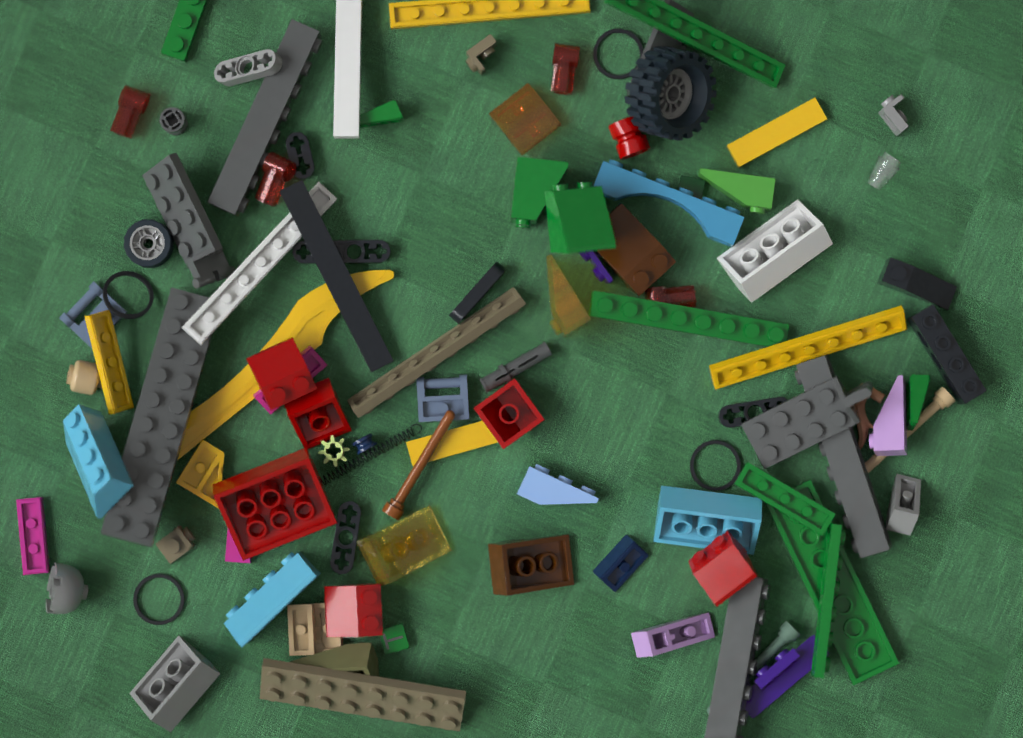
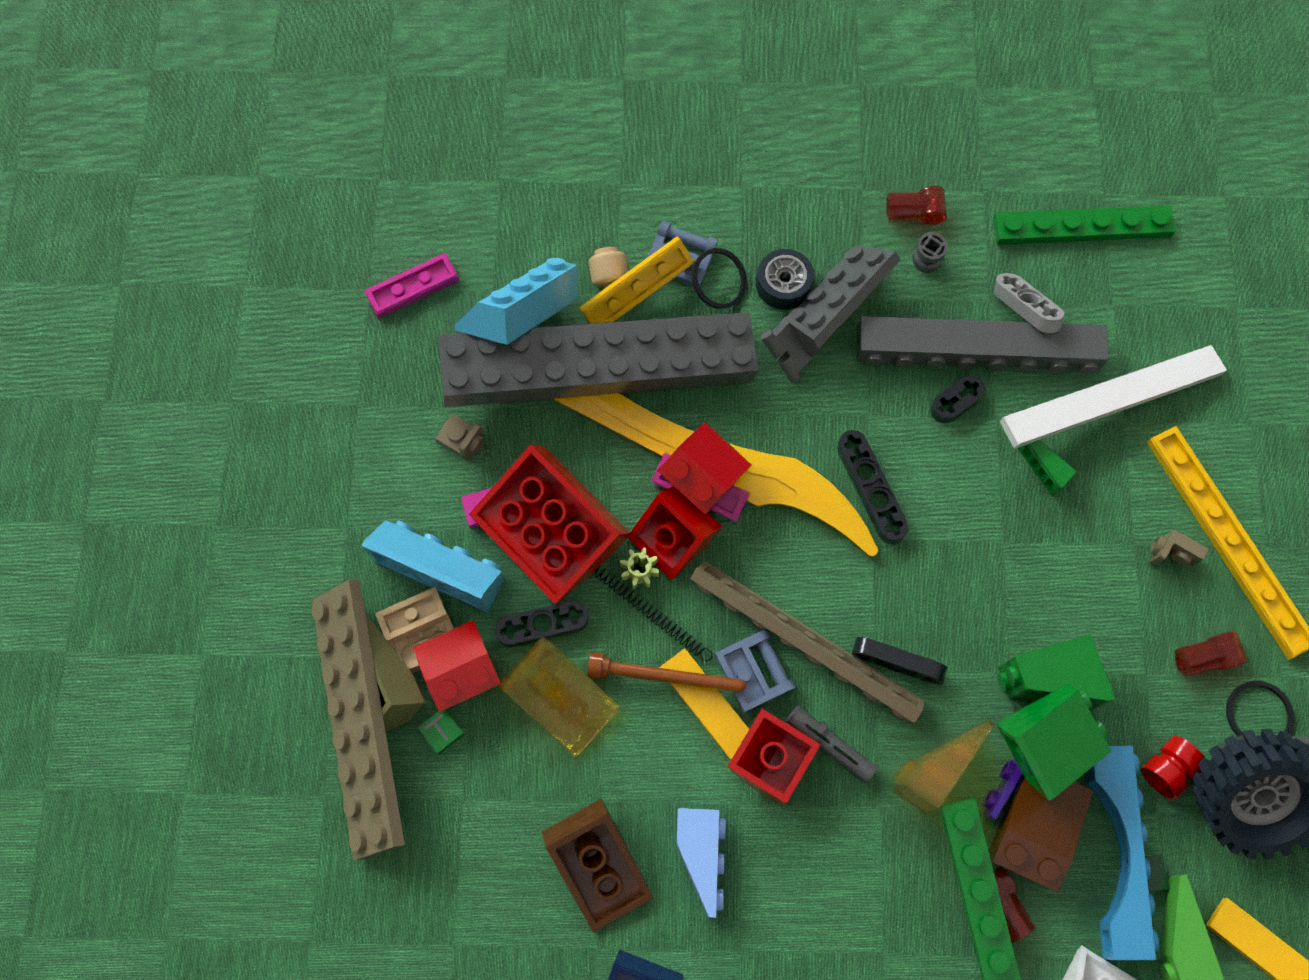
camera: 65 degrees right, 15 degrees down
(65, 589) = (362, 336): light grey cylinder -> none
(135, 599) = (382, 418): black piece -> none
(174, 684) = (294, 496): light grey slope -> none
(203, 471) = (557, 431): yellow wing -> none
(252, 271) = (819, 396): white tile -> none
(277, 172) = (930, 378): clear red piece -> none
(336, 275) = (842, 489): black tile -> none
(364, 443) = (662, 600): dark blue bush -> none
(525, 119) = (1129, 632): clear orange slope -> none

